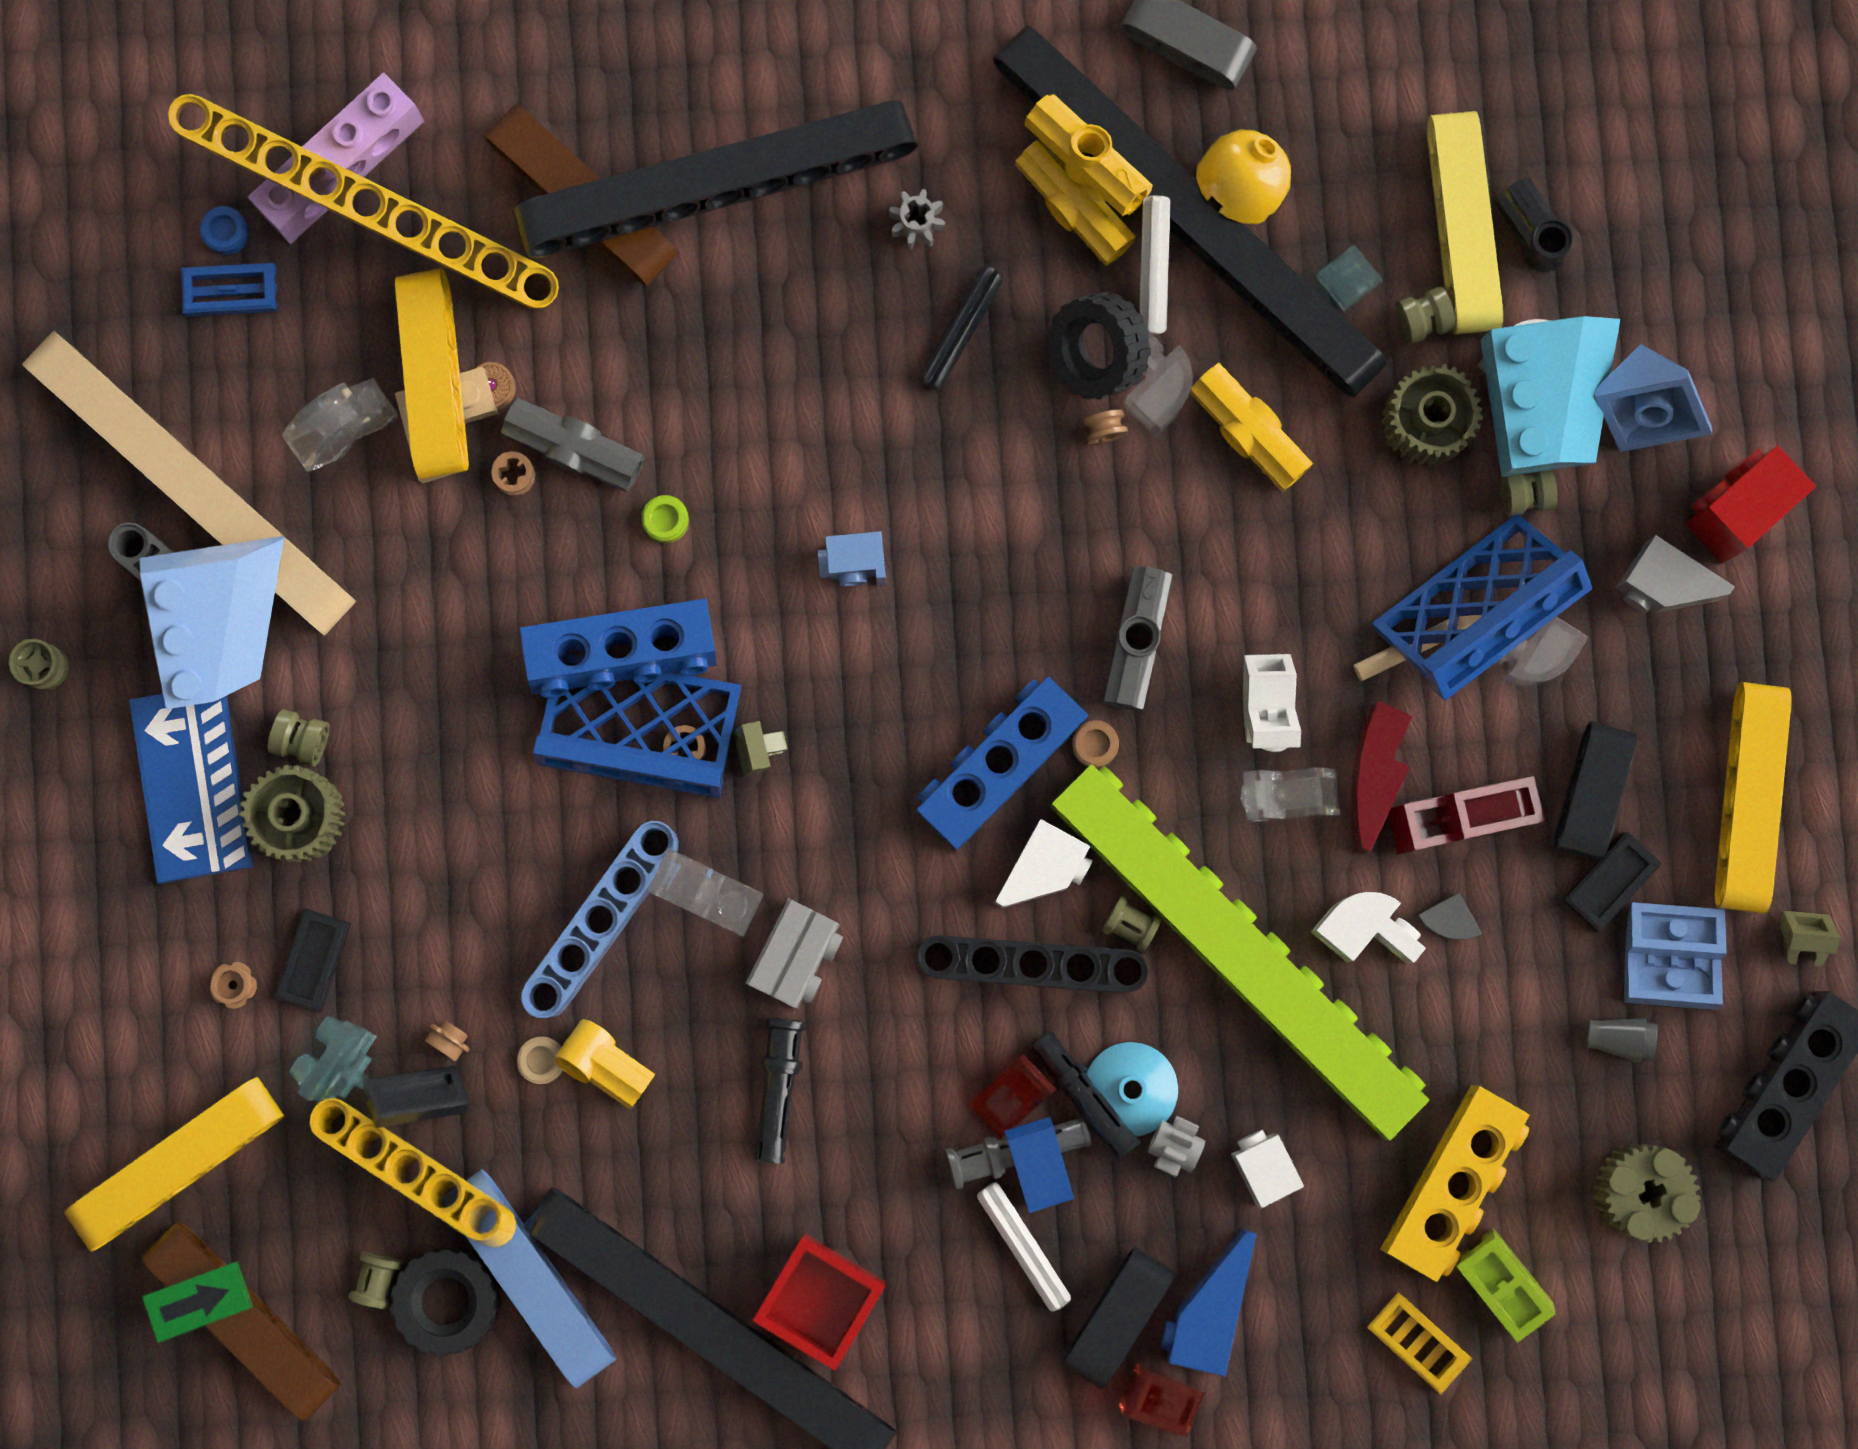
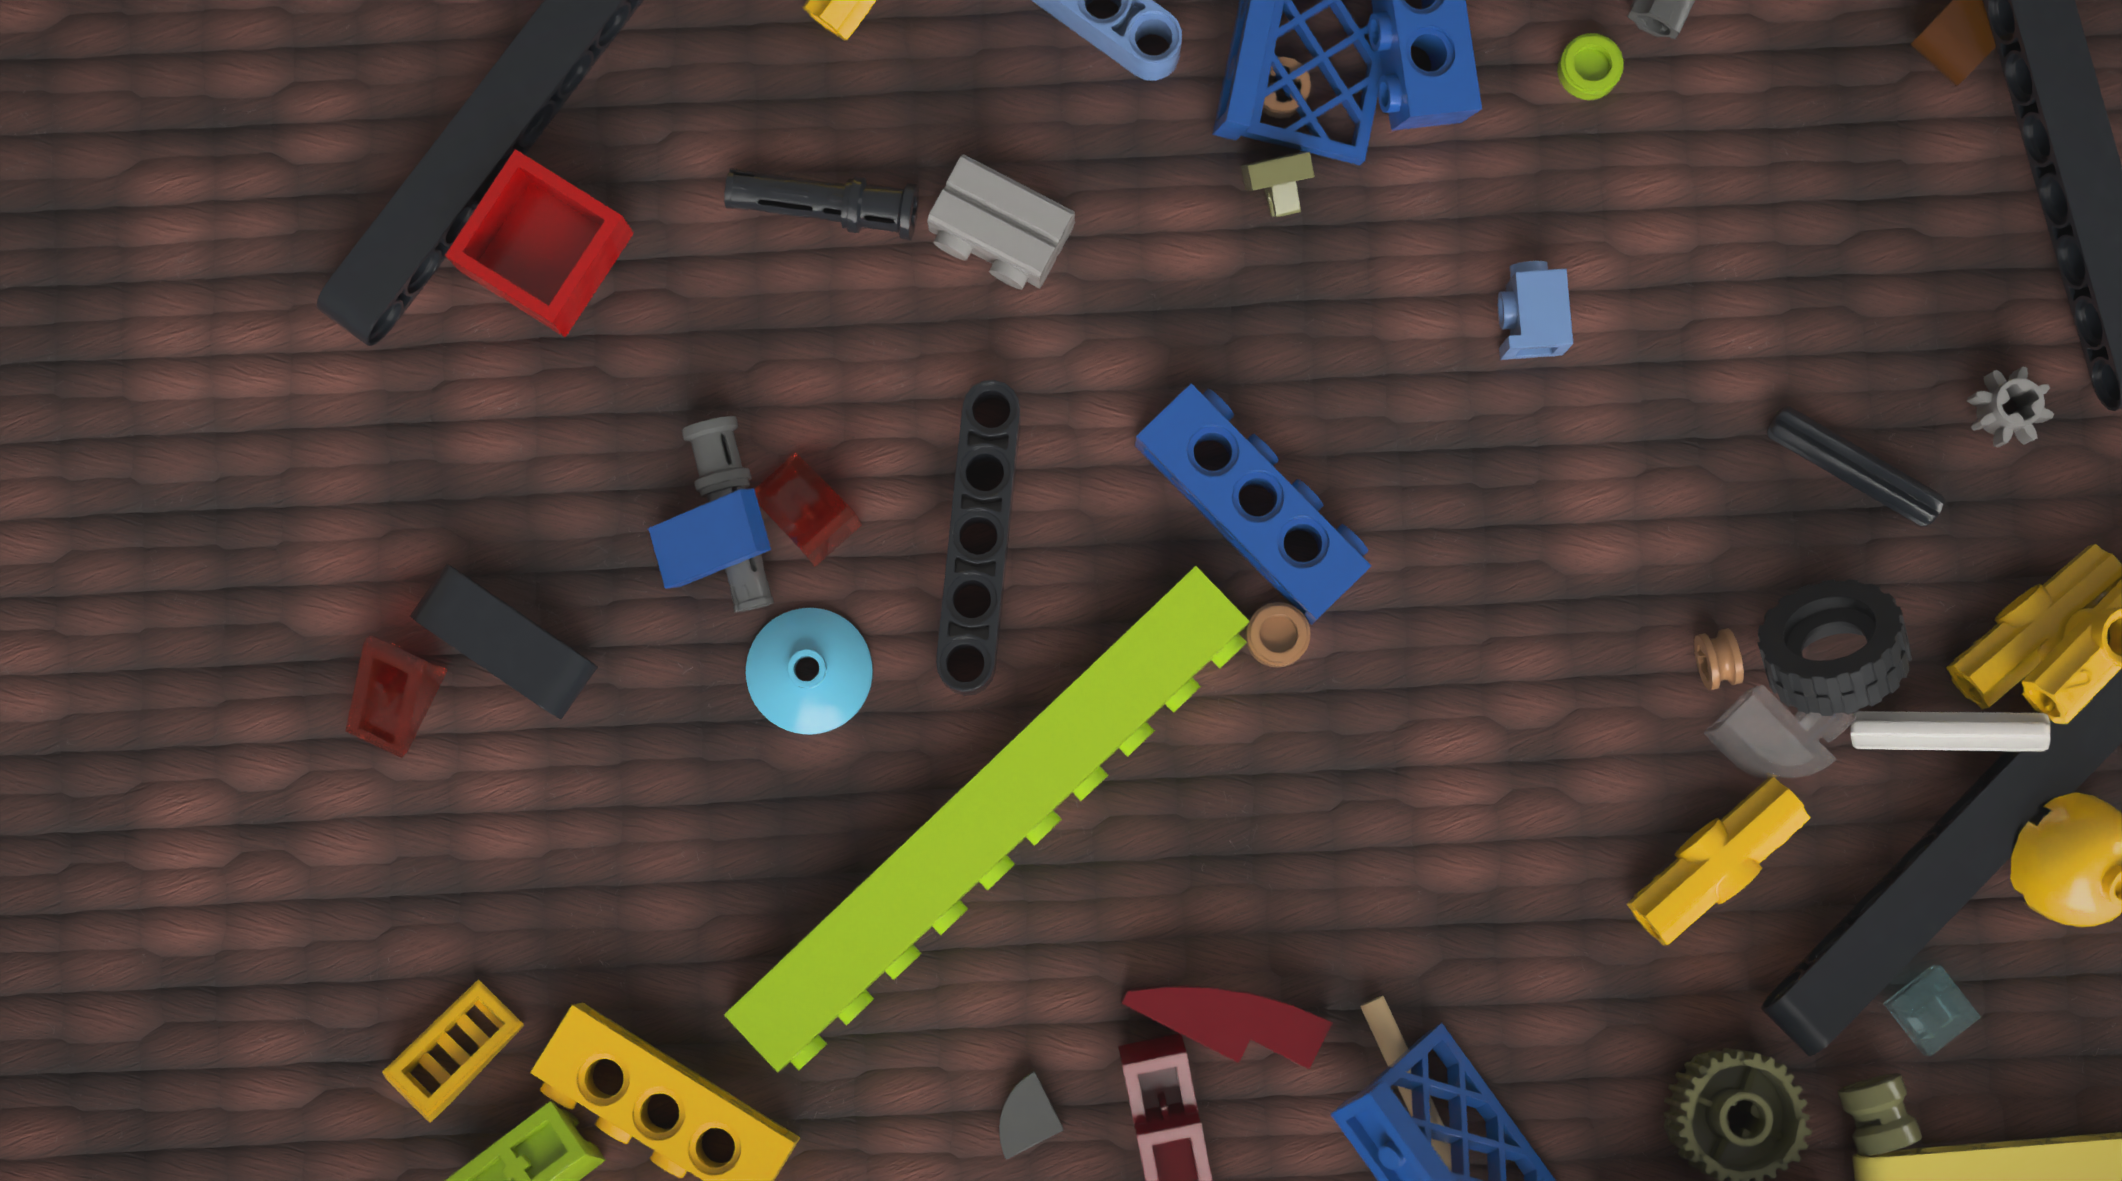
camera: 95 degrees right, 0 degrees up
(705, 892) = (1086, 102): clear brick -> none
(1023, 1247) = (603, 520): white axle -> none
(1045, 866) = (1111, 558): white slope -> none
(1091, 1104) = (802, 603): black pin -> none
(1117, 925) = (1029, 674): olive bush -> none
(1145, 610) = (1462, 705): dark grey piece -> none
(1176, 1146) = (728, 725): light grey gear -> none
(1209, 1315) = (498, 760): blue slope -> none
(1266, 1168) = (694, 846): white brick -> none
(1270, 702) = (1332, 873): white brick -> none
(1290, 794) = (1203, 895): clear brick -> none
(1366, 915) = (1031, 987): white brick -> none

